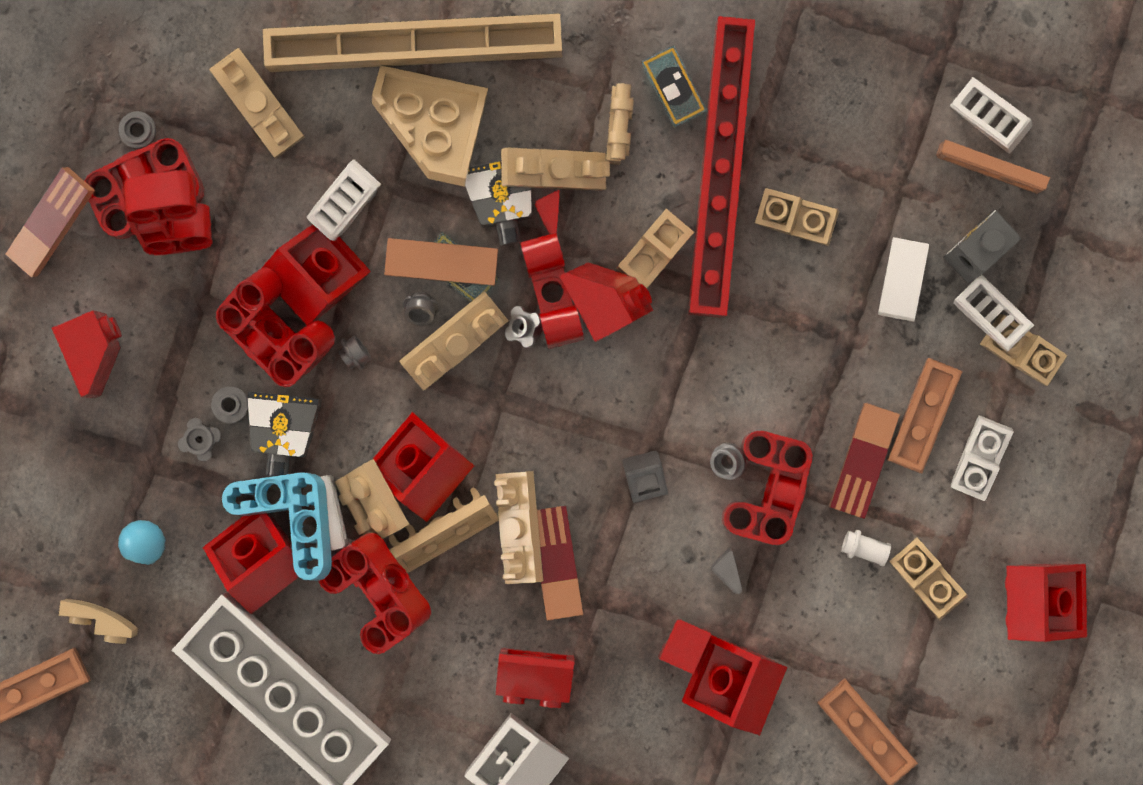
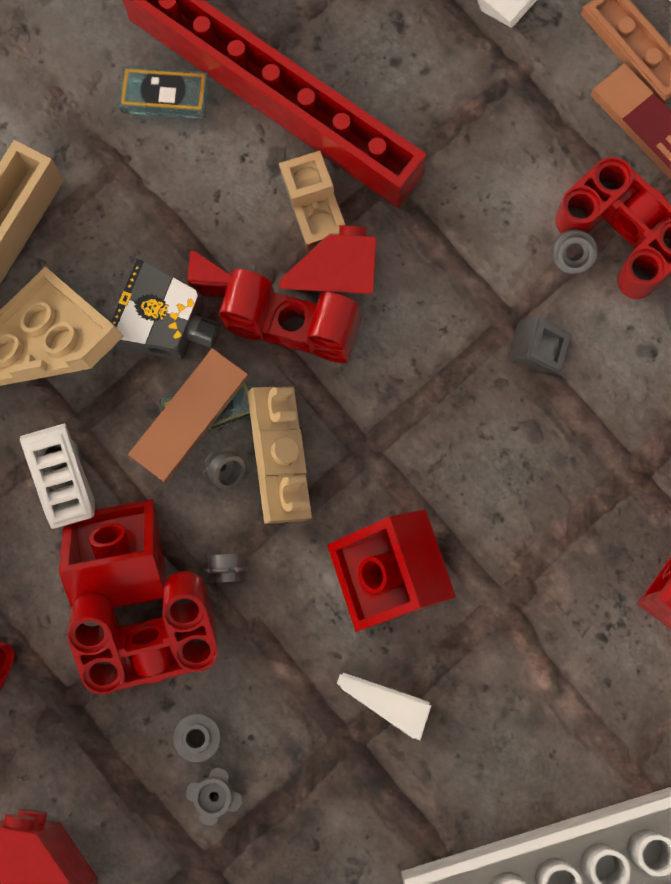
camera: 50 degrees left, 10 degrees down
(253, 560) = (384, 816): red slope -> none
(281, 427) = (256, 695): torso -> none
(291, 500) = (344, 731): medium azure beam -> none
(370, 501) = (399, 635): tan plate -> none
(385, 584) = (499, 683): red beam -> none
(443, 532) = (477, 588): tan plate -> none
(519, 527) = (519, 504): tan plate -> none
(532, 327) = (318, 365): flat silver plate -> none
(554, 169) = (167, 243): tan plate -> none
(559, 571) = (579, 489): tile -> none
(620, 113) = (163, 155): tan plate -> none
(797, 217) = (367, 52): tan slope -> none

